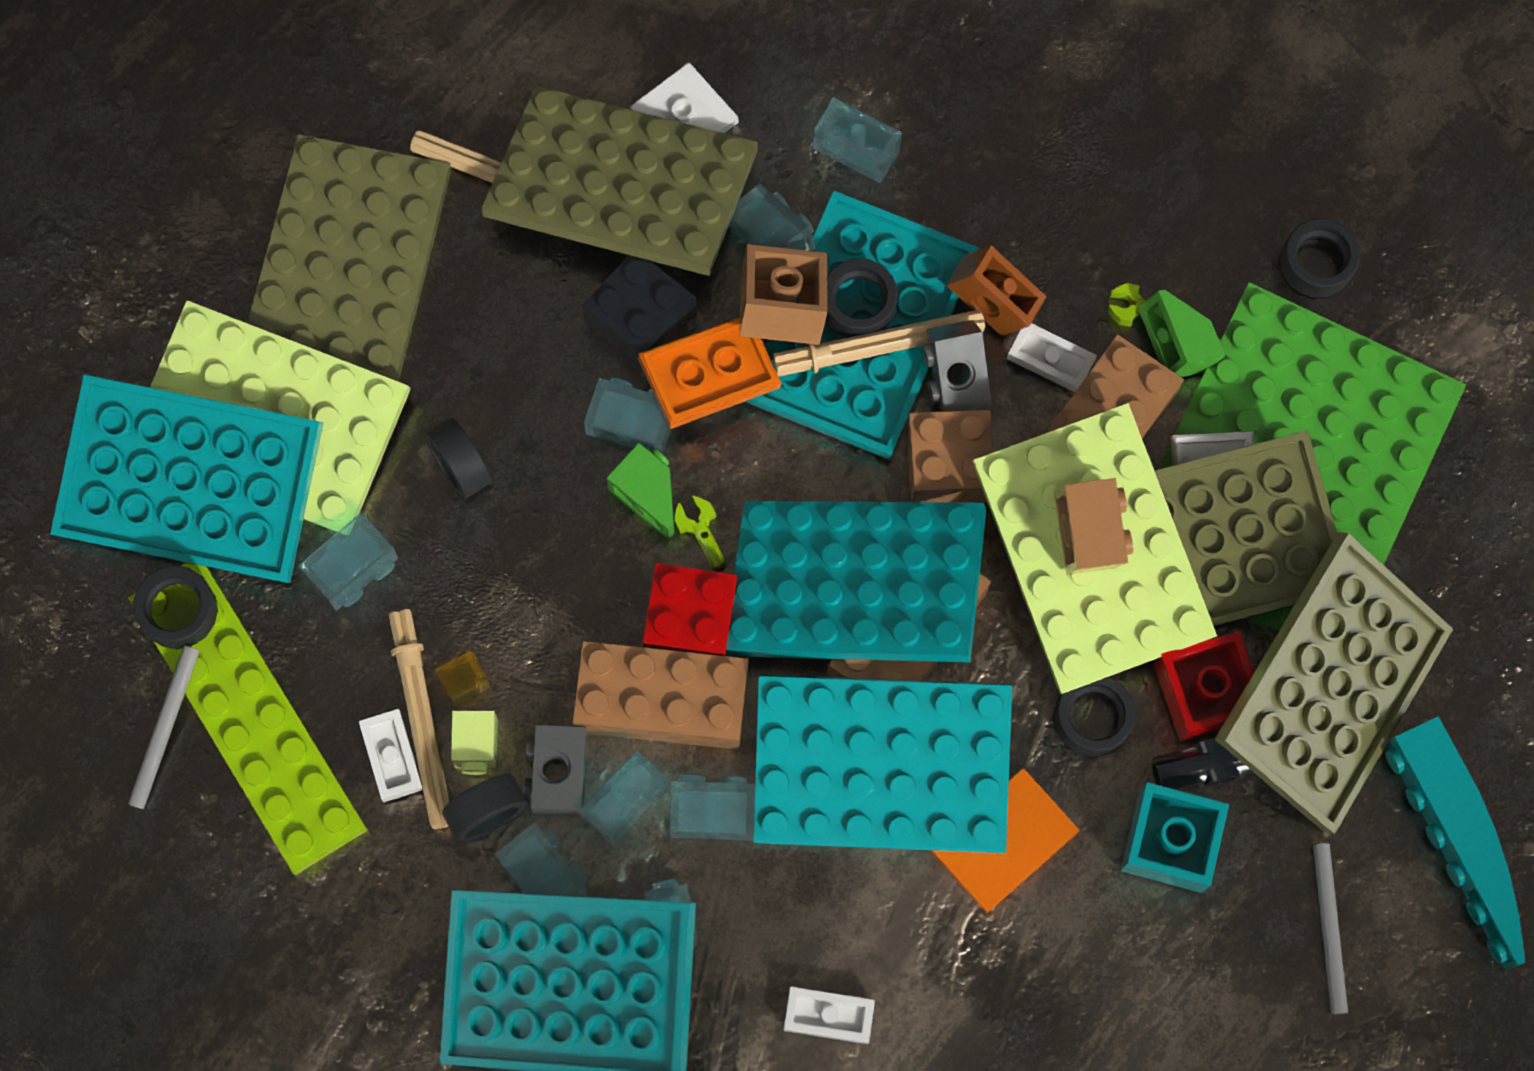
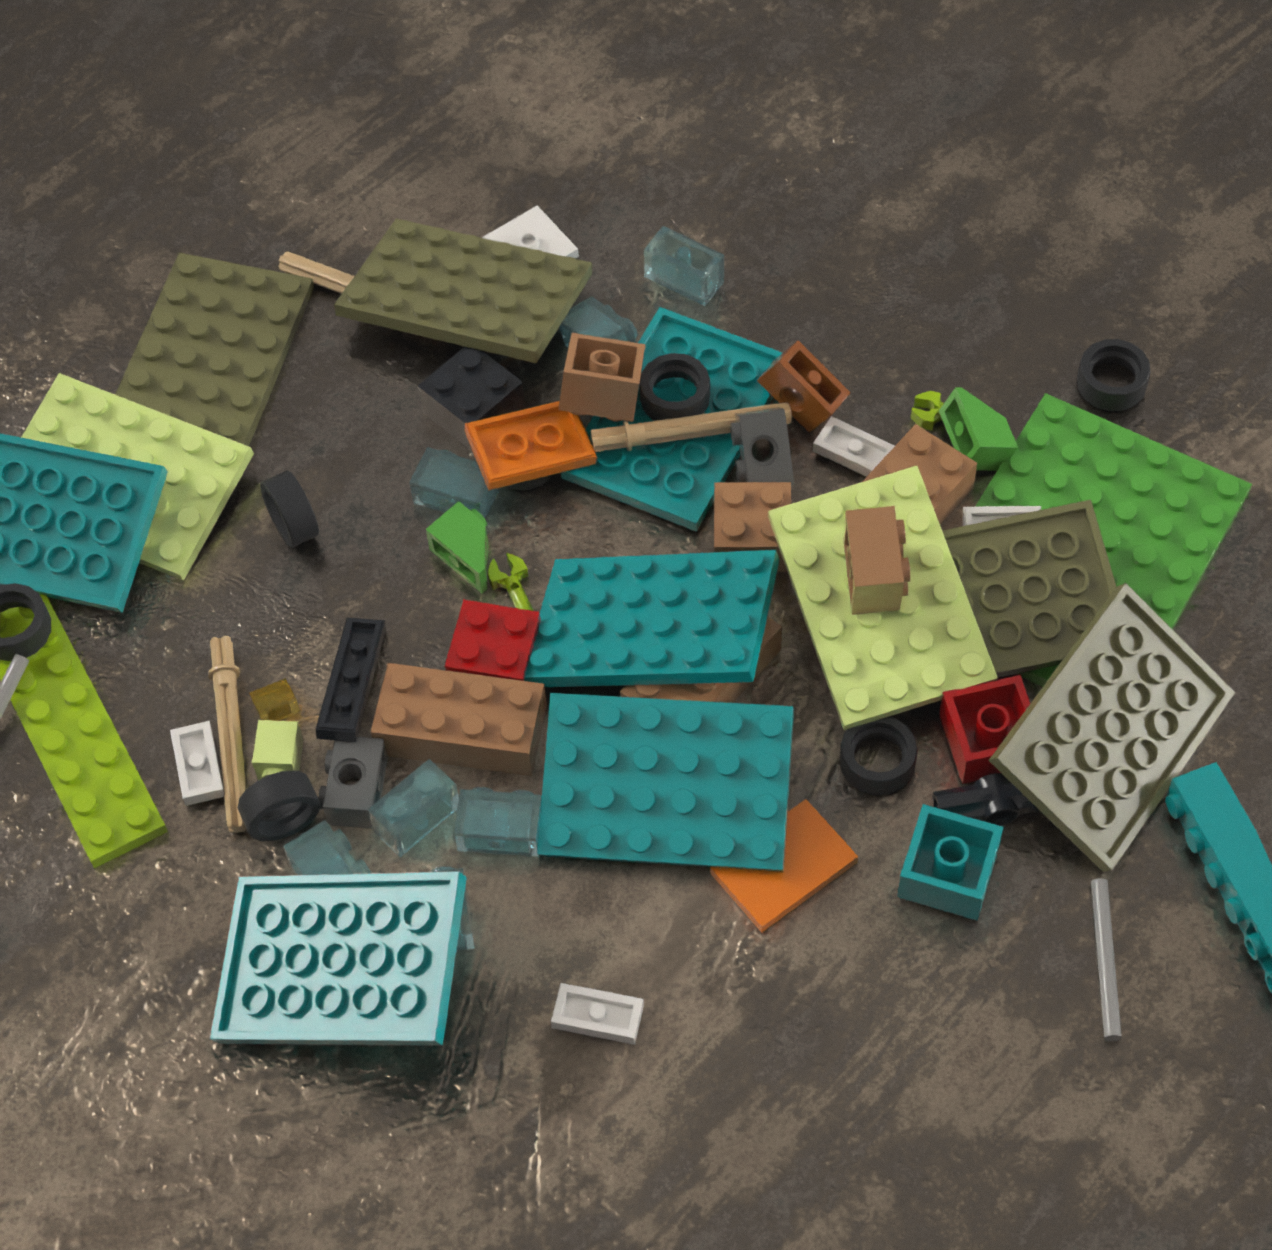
camera: 10 degrees right, 15 degrees down
(349, 562) = (178, 596): clear light blue brick -> none
(543, 655) = (350, 680): none -> black tile

